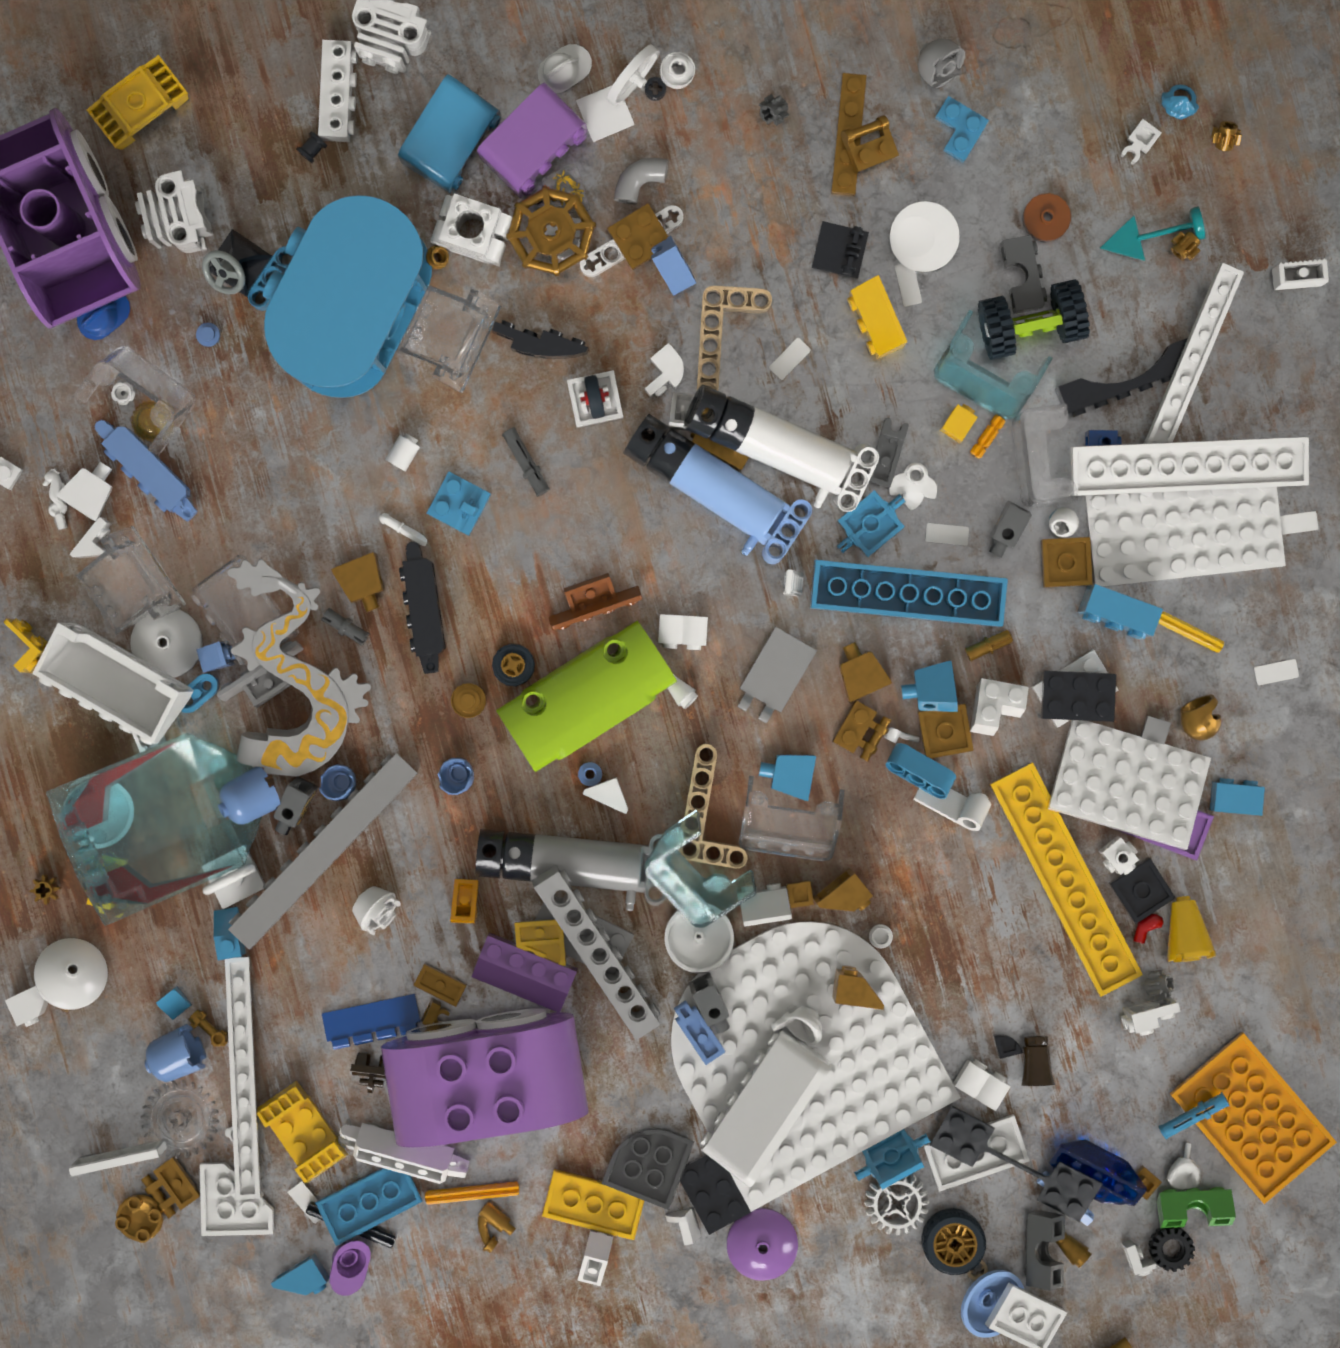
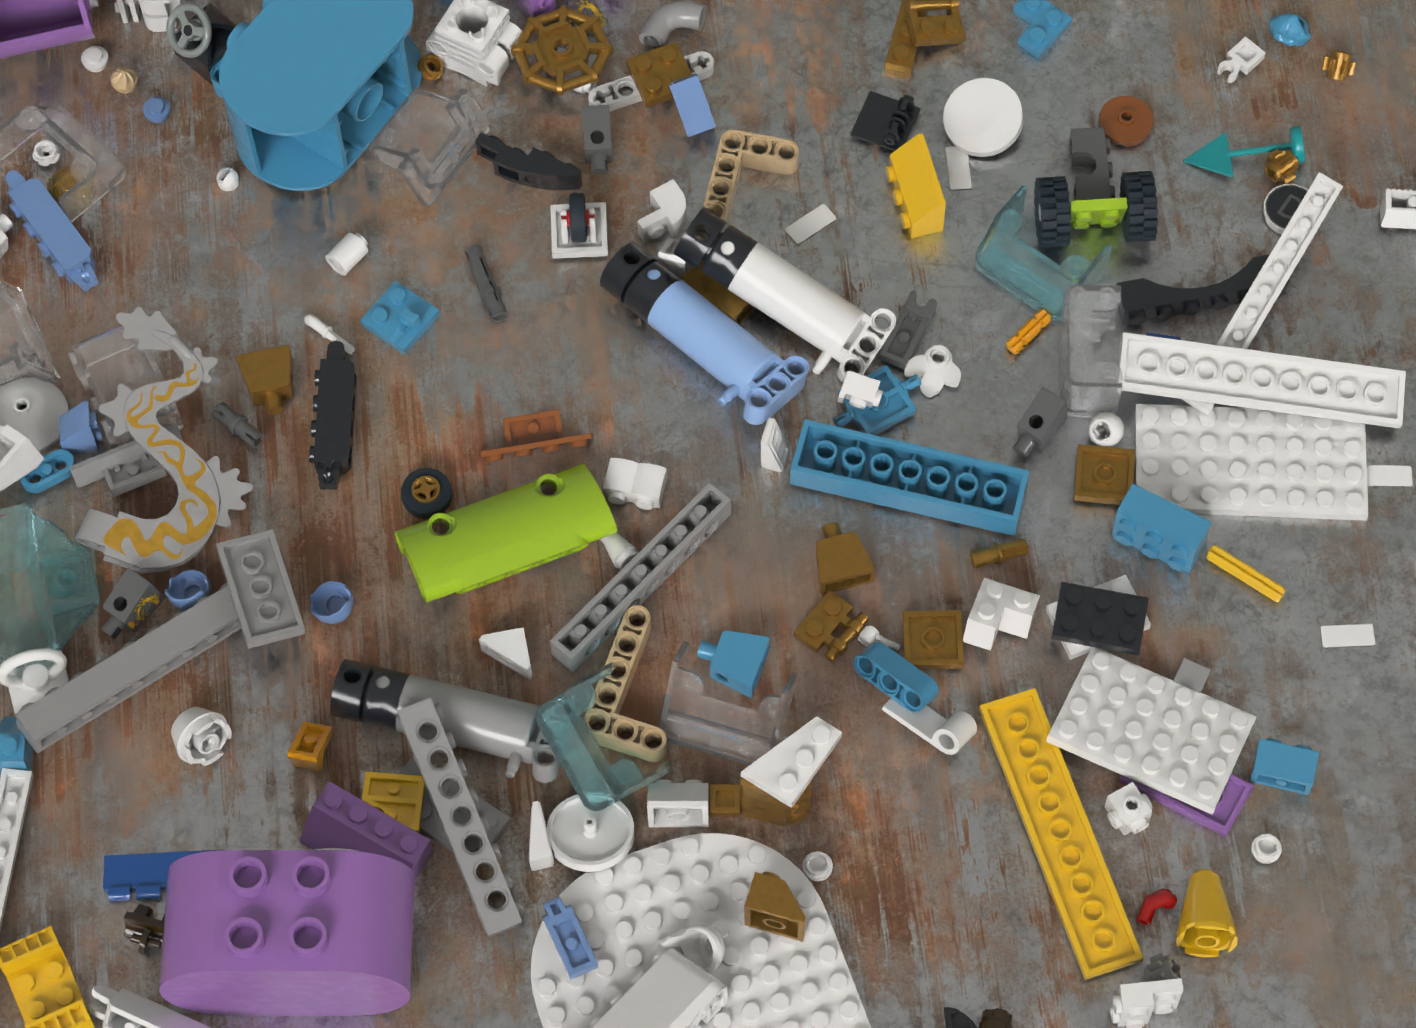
camera: 10 degrees right, 25 degrees down
(104, 320) = (44, 76): blue piece -> none
(144, 294) = (95, 58): none -> white plate
(173, 309) = (124, 79): none -> tan plate
(248, 797) = (78, 576): medium blue cylinder -> none
(289, 394) = (231, 180): none -> white hinge
(398, 782) = (260, 589): none -> light grey plate
(440, 985) = (252, 834): pearl gold plate -> none
(468, 700) = (365, 524): pearl gold plate -> none
(590, 766) = (492, 618): medium blue plate -> none
(593, 301) = (597, 137): none -> dark grey torso
(661, 955) = (539, 847): none -> white slope
(703, 716) = (640, 577): none -> light grey brick
(710, 1002) = (587, 887): dark grey torso -> none
(776, 673) = (737, 549): light grey tile -> none
(857, 525) = (860, 390): none -> white brick
(858, 884) = (793, 762): none -> white wing
(933, 688) = (924, 585): dark azure torso -> none
(947, 534) = (966, 429): white sticker -> none
(959, 422) = (995, 310): yellow brick -> none
(1142, 890) = (1153, 859): black plate -> none
(1192, 283) = (1282, 204): none -> black tile
(1198, 718) = (1245, 667): pearl gold helmet -> none
(1228, 867) = (1266, 848): none -> white plate

